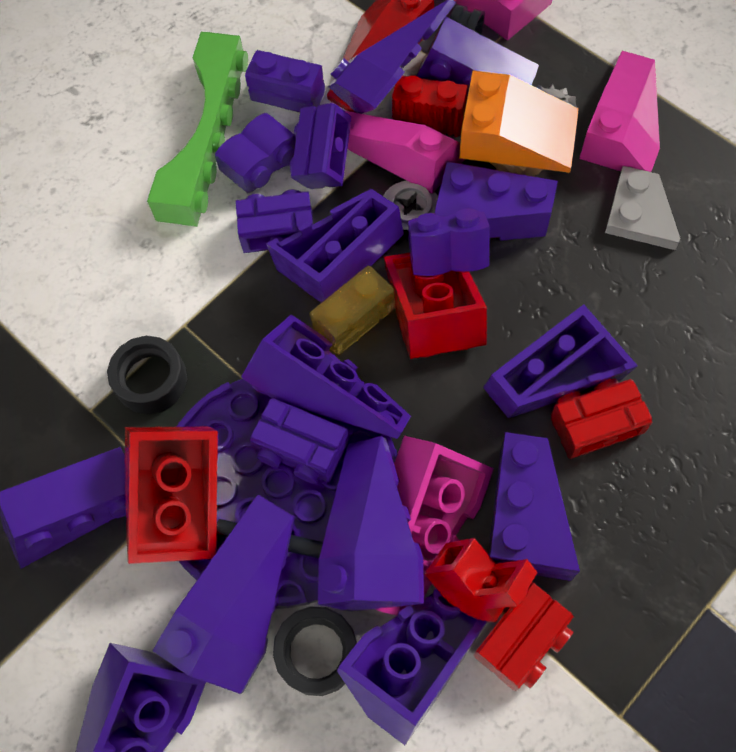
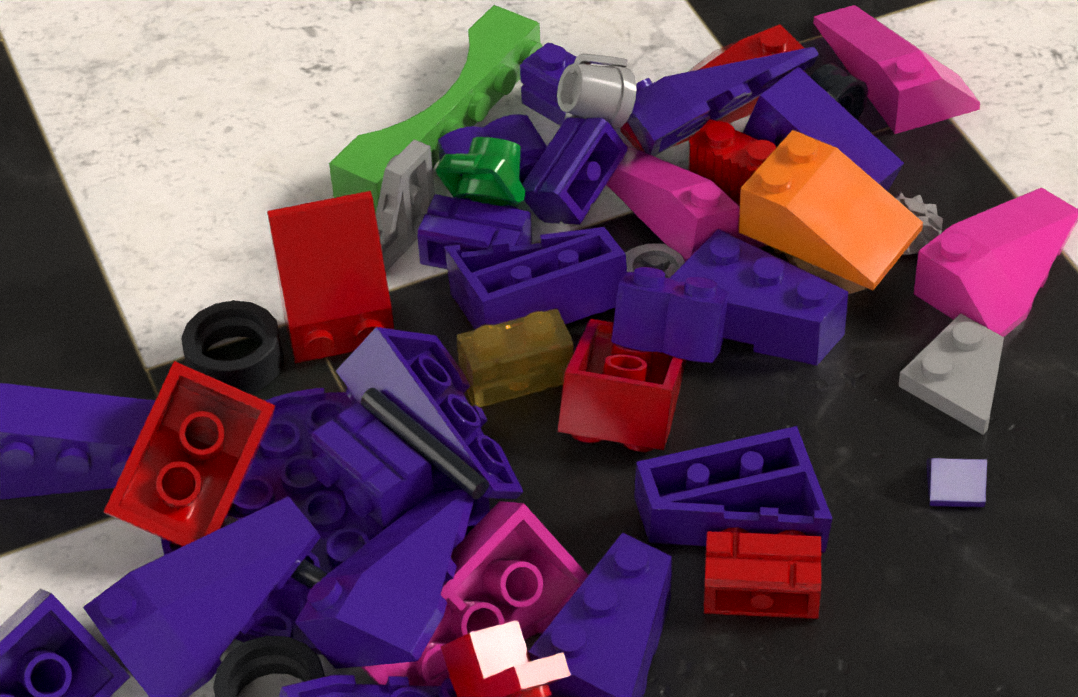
camera: 20 degrees right, 20 degrees down
(200, 299) = (330, 274): none -> red slope
(217, 217) = (404, 200): none -> light grey wing
(266, 172) = (487, 171): none -> green piece
(317, 82) = (598, 90): none -> light grey piece
(335, 414) = (424, 443): none -> black bar
(681, 293) = (957, 482): none -> slope

